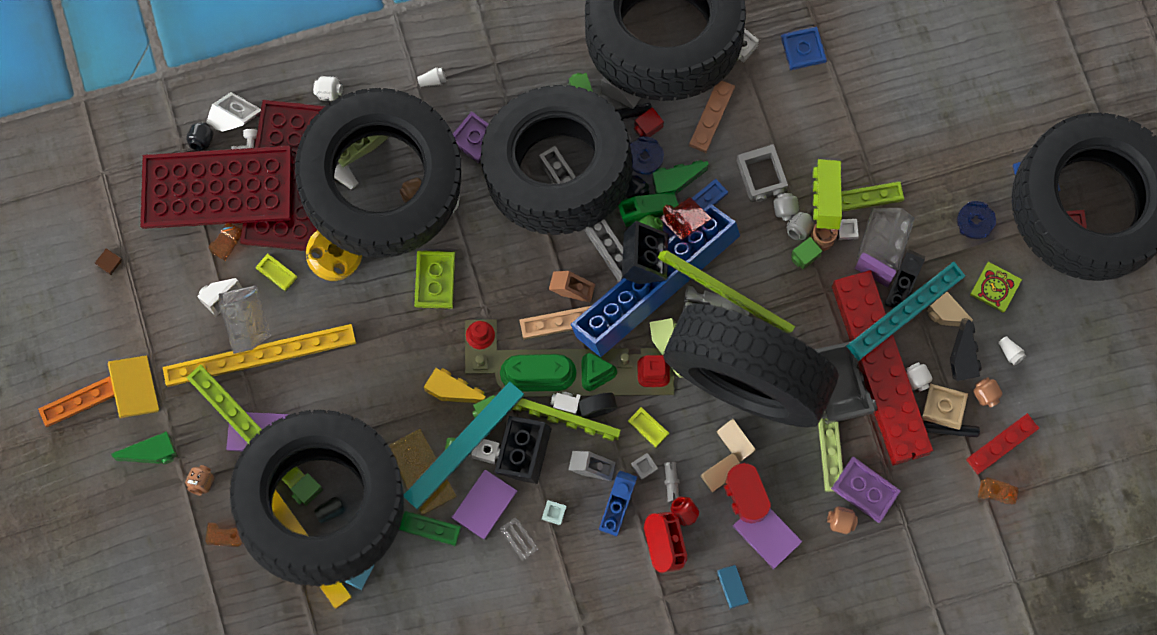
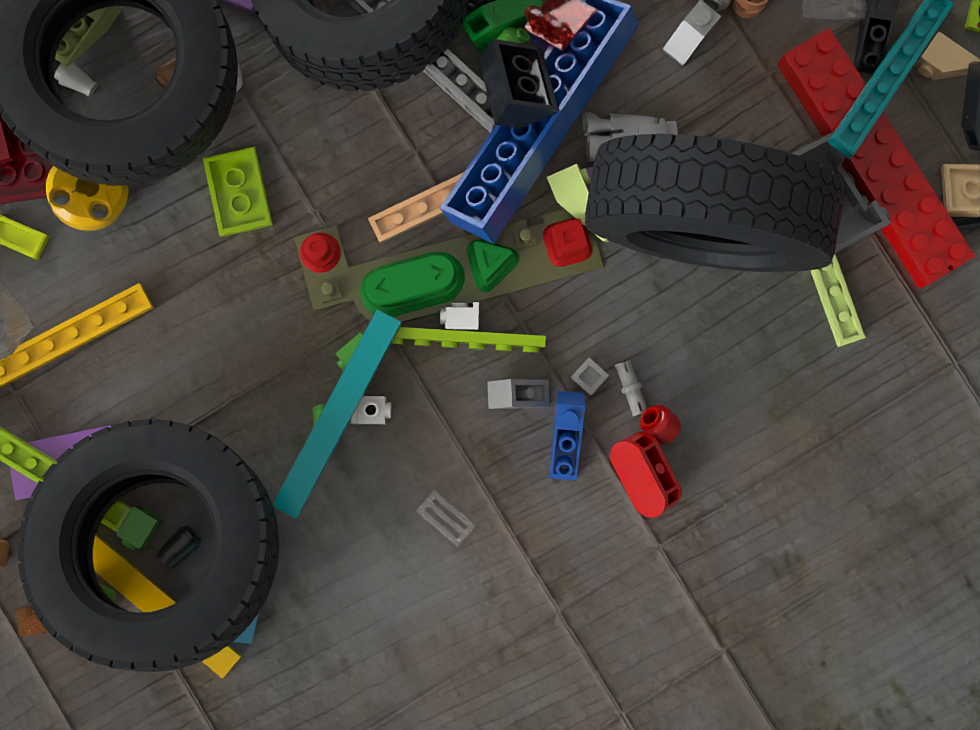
camera: 15 degrees left, 10 degrees up
(413, 459) = (274, 446): clear yellow tile -> none
(430, 528) = (322, 535): green tile -> none
(449, 389) = (295, 339): yellow slope -> none
(484, 504) = (387, 484): medium lavender tile -> none
(523, 449) = (420, 396): black slope -> none
(554, 512) = (483, 471): light aqua plate -> none
(571, 286) = (427, 153): nougat slope -> none
(597, 405) = (505, 310): black tyre -> none
(648, 427) = (580, 321): neon yellow tile -> none
(717, 475) = (695, 357): tan slope -> none
(725, 291) = (637, 106): lime tile -> none
(732, 586) = (748, 508): dark azure slope -> none
(736, 440) = (703, 309): tan slope -> none
(747, 493) = (739, 379): red brick -> none
(769, 538) = (777, 425): medium lavender tile -> none
(776, 250) = (691, 33): none -> light grey slope
(806, 253) = (733, 27): bright green brick -> none
(842, 520) = (874, 381): nougat head -> none
(866, 489) = (894, 331): medium lavender tile -> none
(880, 271) = (845, 26): medium lavender tile -> none
(919, 376) = (929, 158): white head -> none

